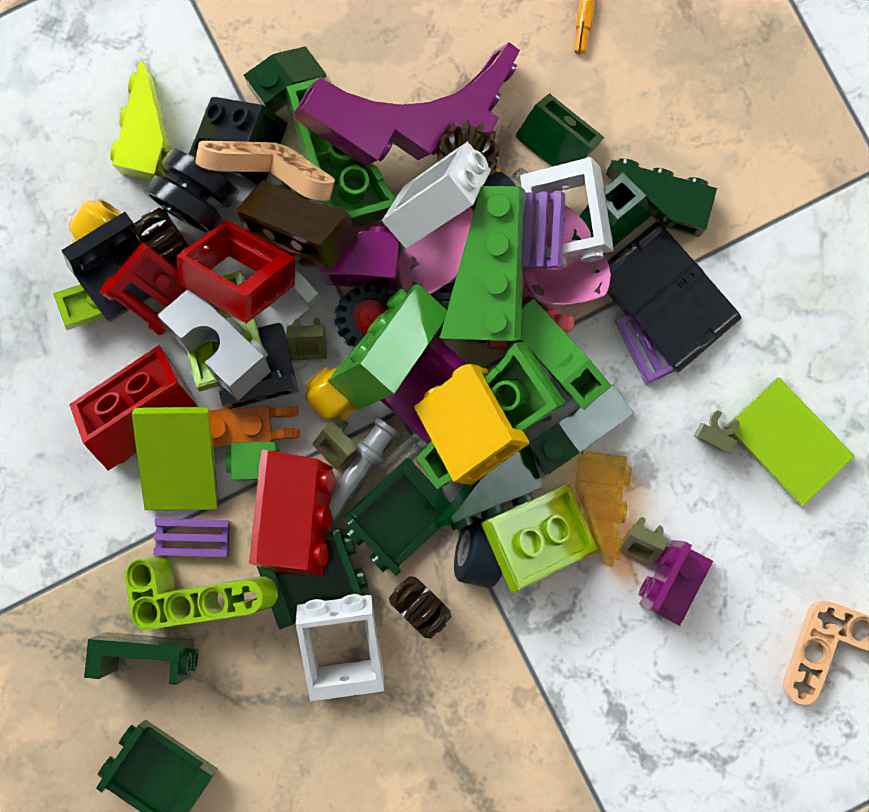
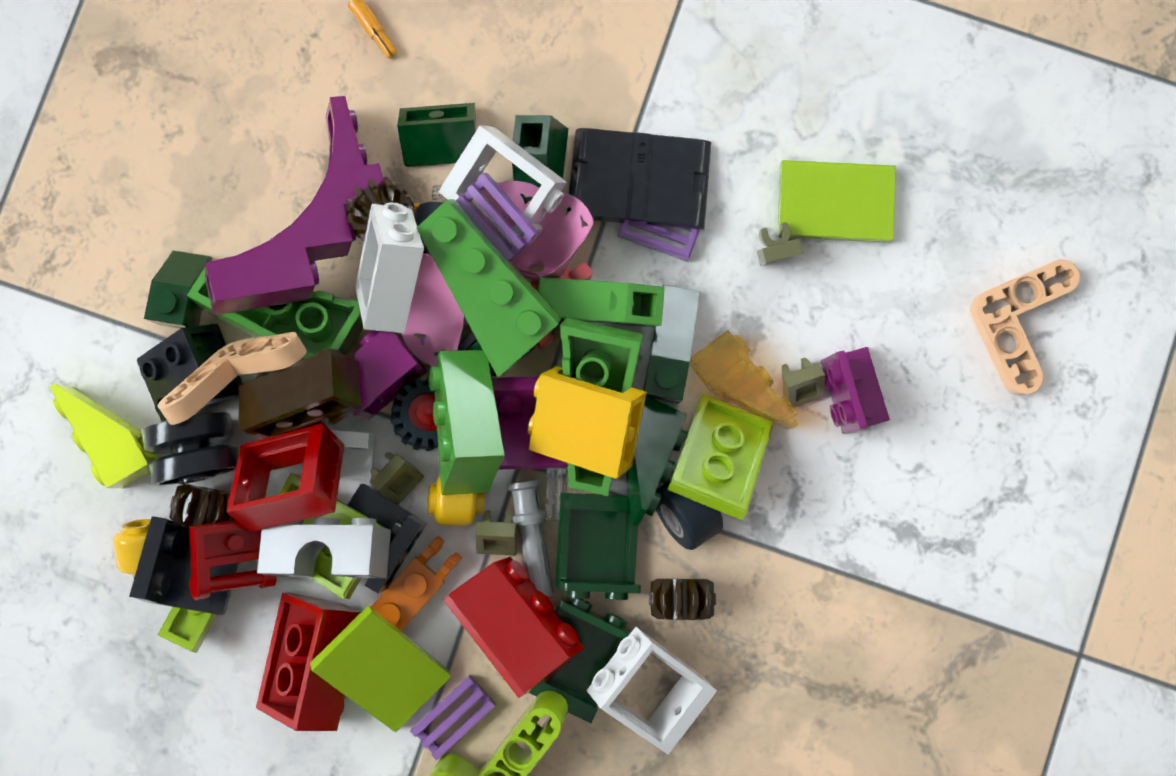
camera: 45 degrees left, 0 degrees up
(245, 459) = (435, 617): bright green brick -> none
(672, 200) = (574, 101): dark green slope -> none

